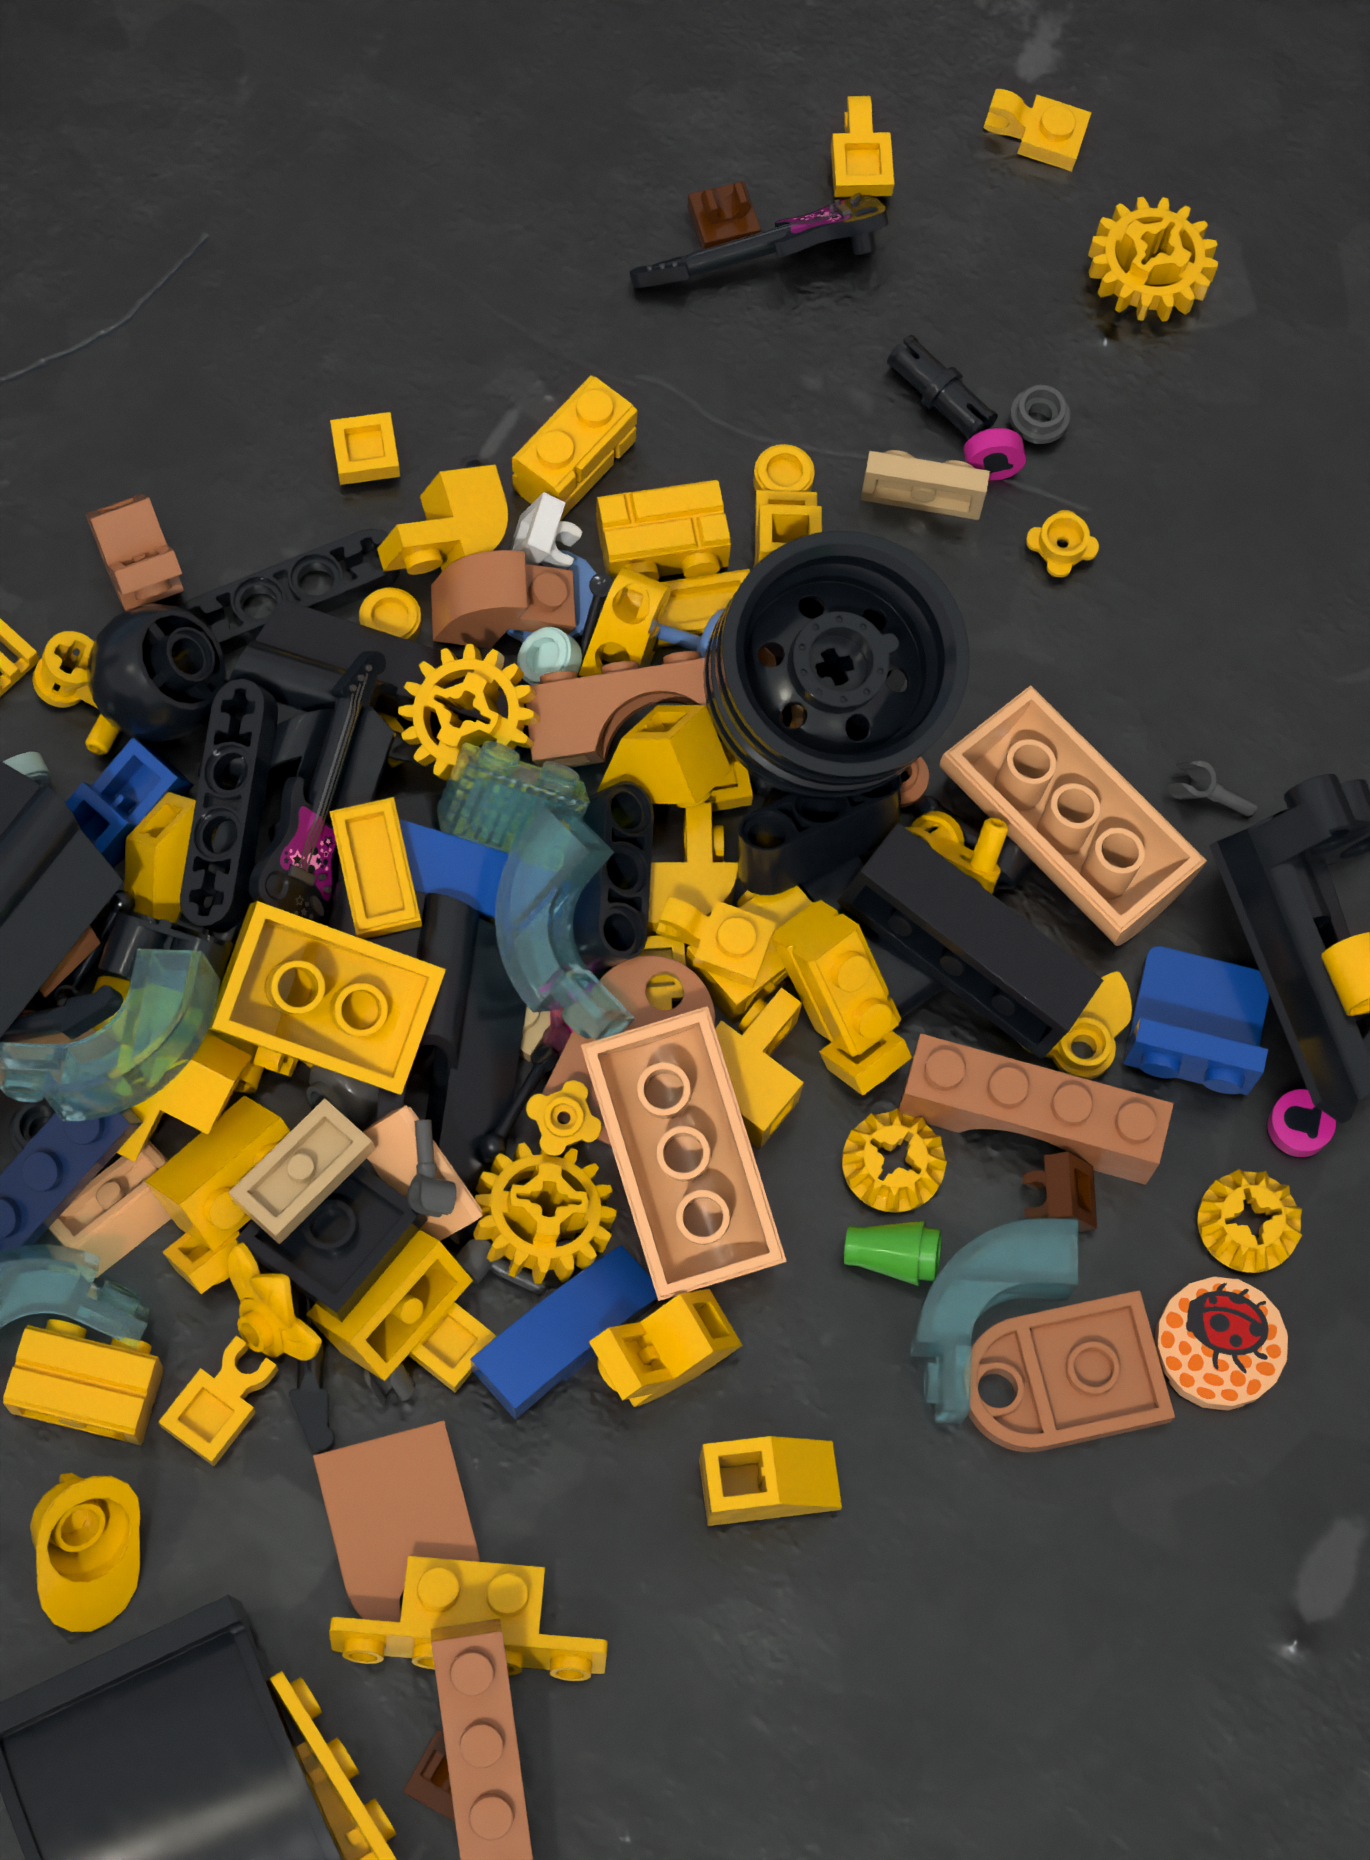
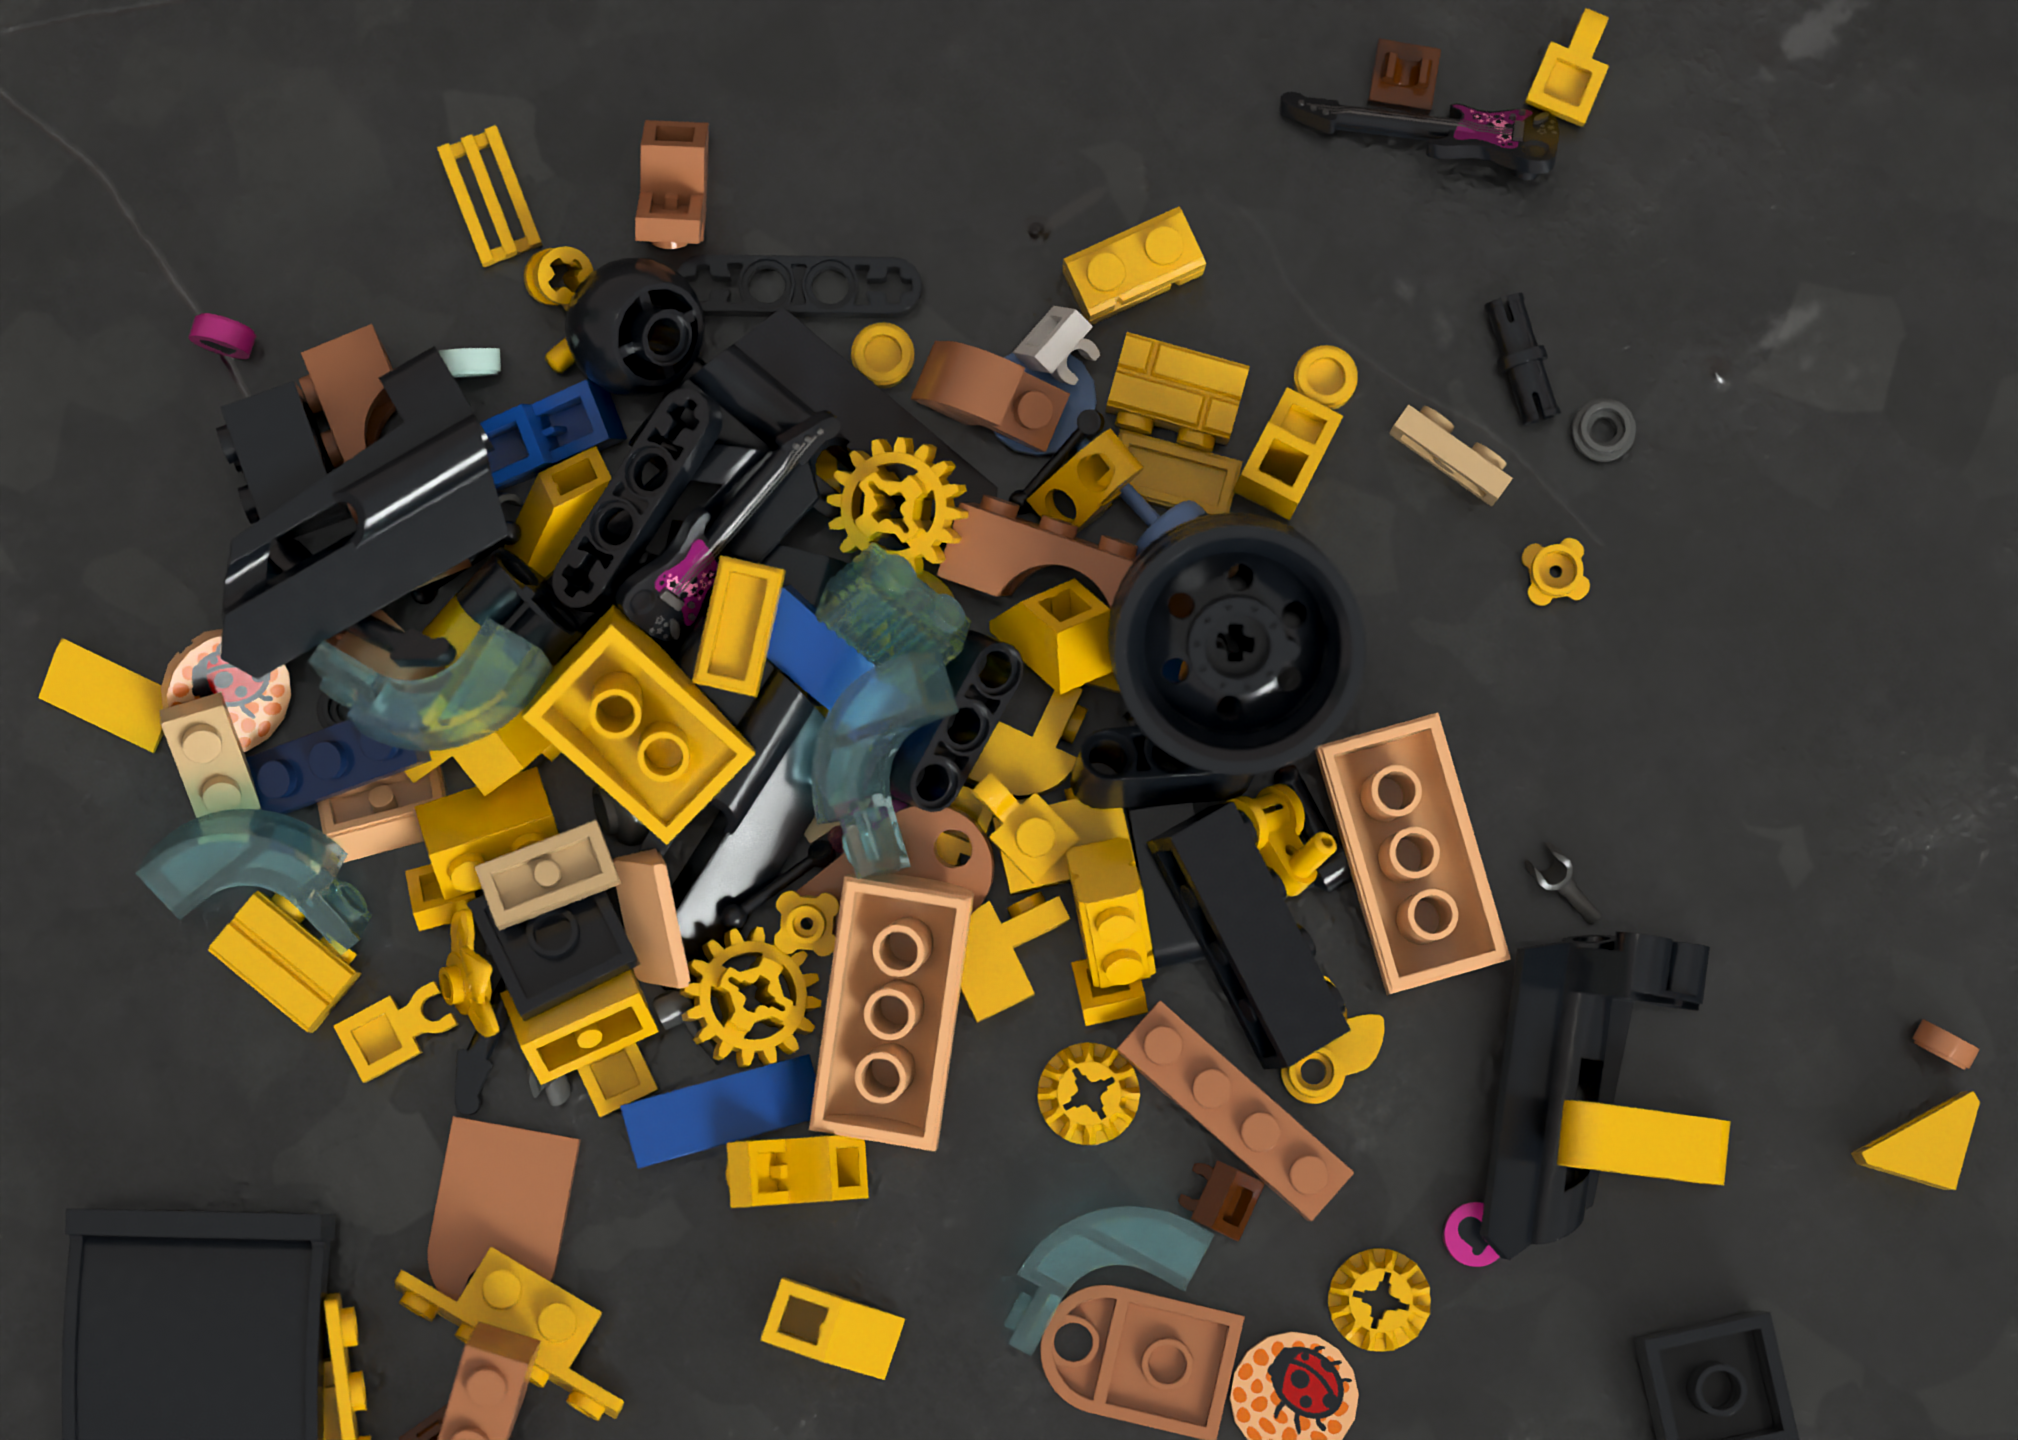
camera: 25 degrees right, 15 degrees up
(86, 1550) = (223, 1108): yellow piece -> none
(365, 448) = (938, 170): yellow plate -> none
(426, 1193) = (644, 947): dark grey hand -> none
(463, 517) = (993, 300): yellow brick -> none
(548, 652) = (1007, 470): light aqua tile -> none
(896, 1250) = (1046, 1178): bright green cone -> none
(996, 451) = (1535, 453): dark pink tile -> none
(1047, 131) = (1775, 126): yellow plate -> none
(1158, 259) = (1810, 341): yellow gear -> none
(1199, 1021) = (1428, 1098): blue bracket -> none

